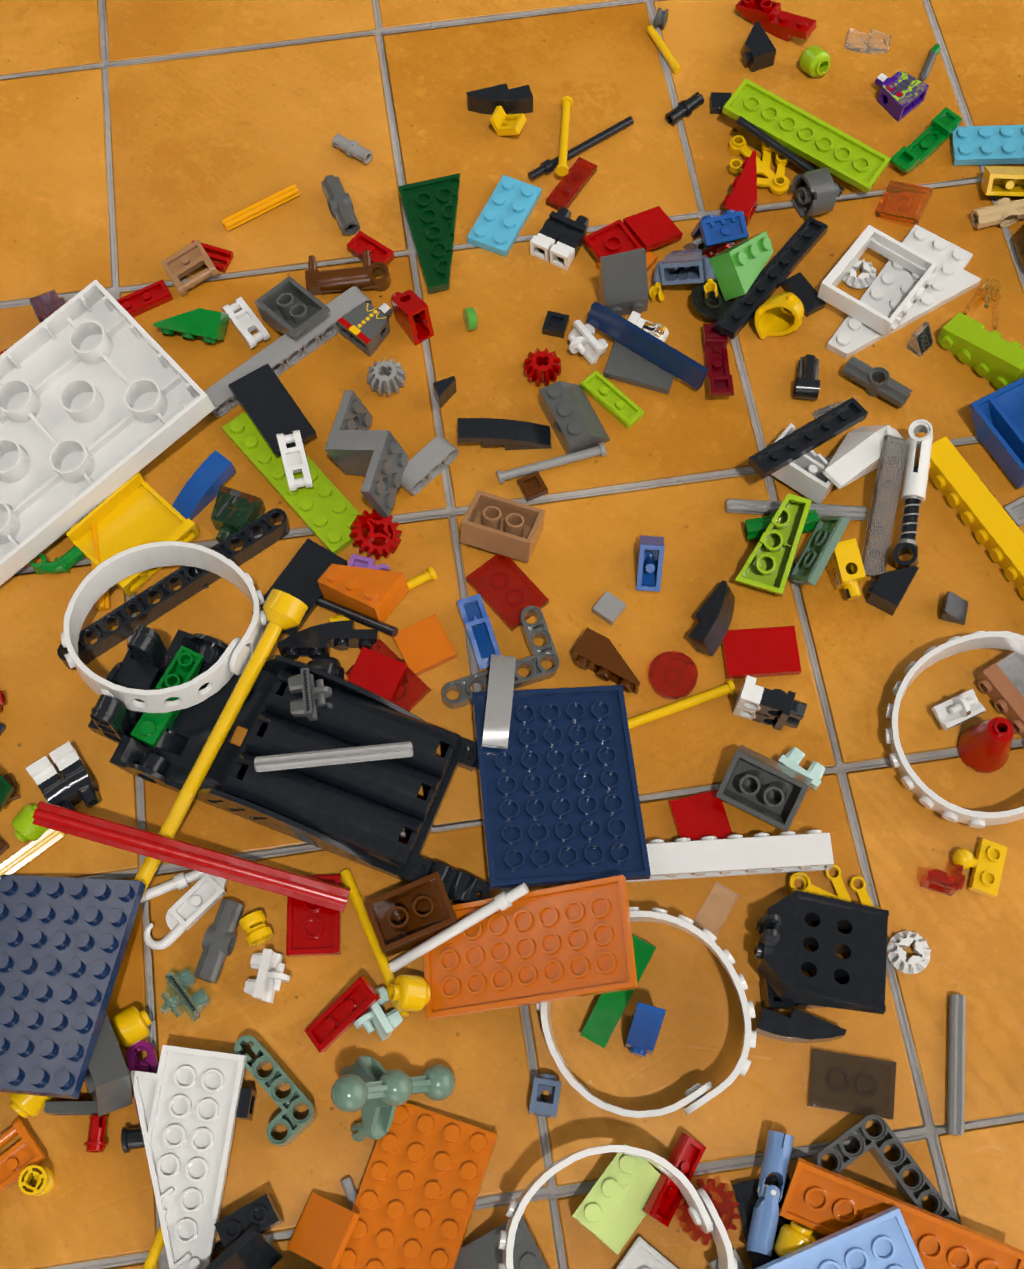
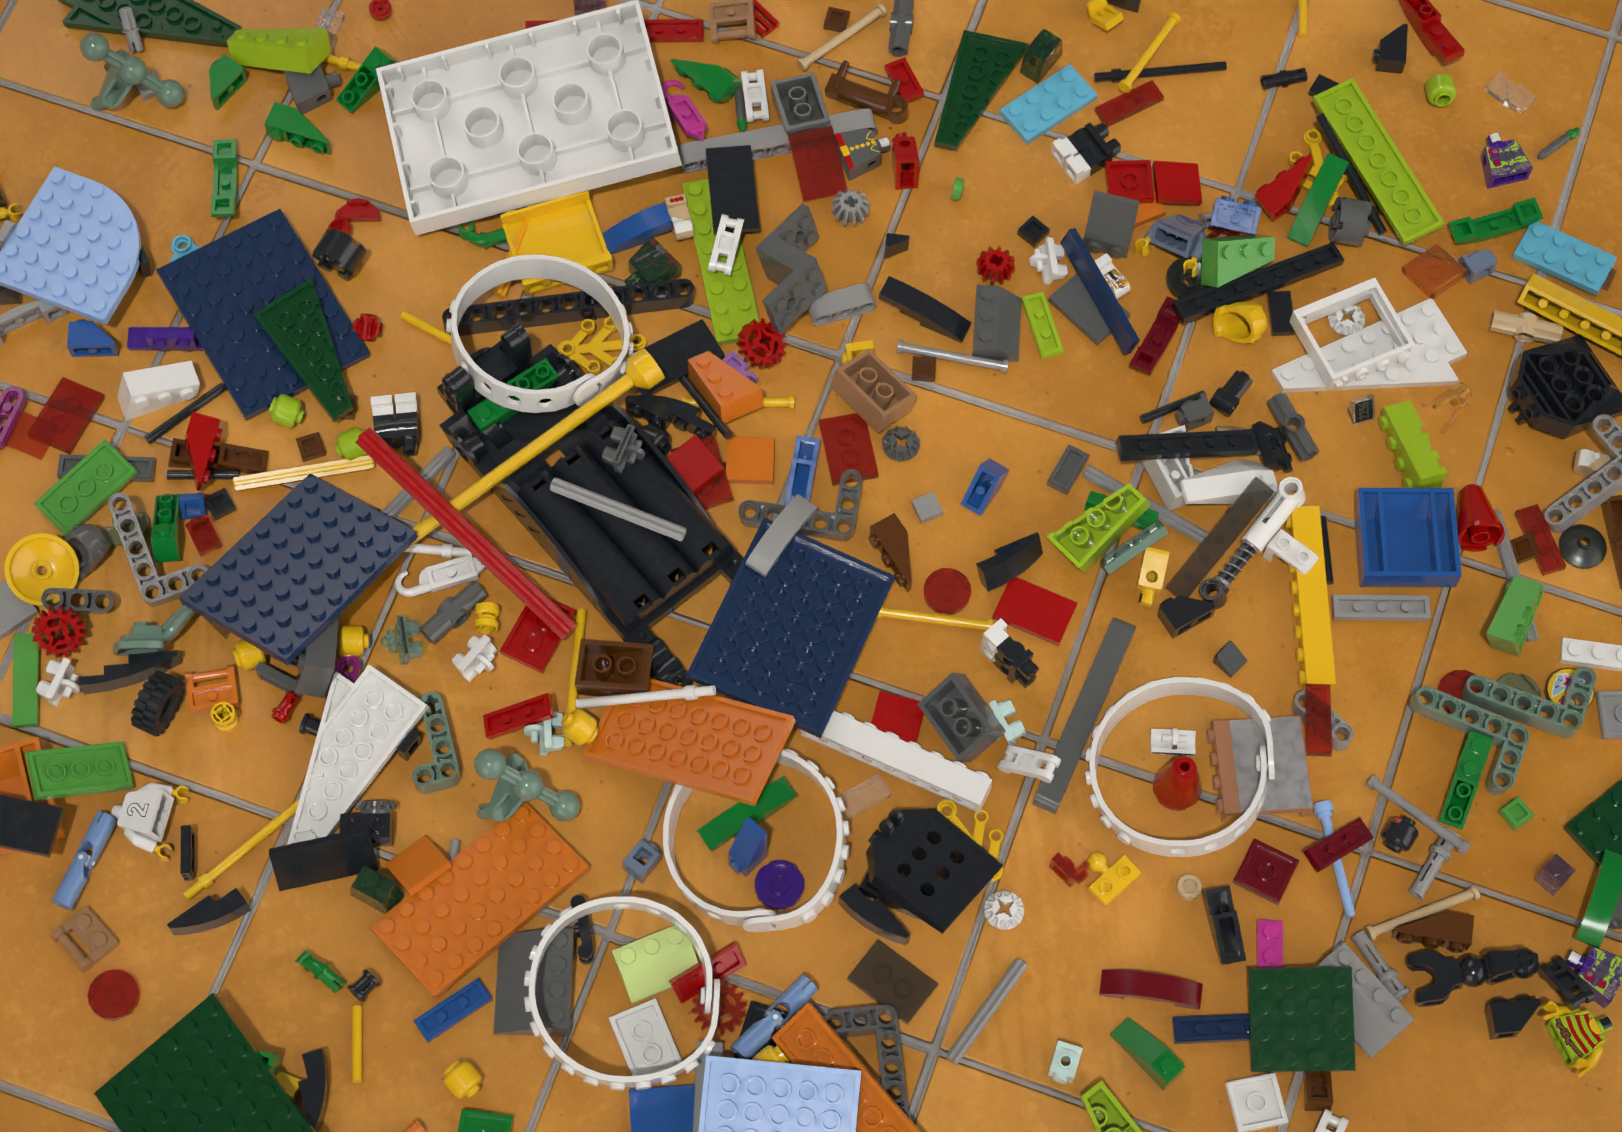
camera: 25 degrees right, 0 degrees up
(48, 672) = (427, 327): none -> yellow bar
(121, 816) = (427, 473): none -> light grey axle
(194, 365) = (684, 111): none -> dark pink plate
(222, 611) = (597, 346): none -> yellow plant
(242, 461) = (681, 221): none -> tan leg
(246, 350) = (740, 110): none -> dark grey piece
(246, 1192) = (375, 806): none -> dark grey gear
(282, 228) = (836, 19): none -> reddish brown tile
(315, 204) = (879, 10): none -> tan bar
(335, 353) = (817, 163): none -> clear red tile
(463, 499) = (856, 348): none -> yellow bracket
(477, 168) = (1046, 50): none -> clear green torso
(544, 1227) = (582, 931): none -> black plate
(555, 571) = (900, 452): none -> dark grey gear
(688, 1045) = (779, 885): none -> dark purple tile
(710, 512) = (1068, 469): none -> dark grey tile
(765, 414) = (1167, 409): none -> black bar
(776, 188) = (1317, 200): none -> green slope
(789, 409) = (1195, 413): none -> dark grey brick
(848, 798) = (1028, 763): none -> white plate
(865, 728) = (1085, 713): none -> dark grey beam
(871, 404) = (1272, 447): none -> black plate
(936, 179) = (1478, 264): none -> sand blue brick
(950, 487) = (1290, 551): none -> white bracket

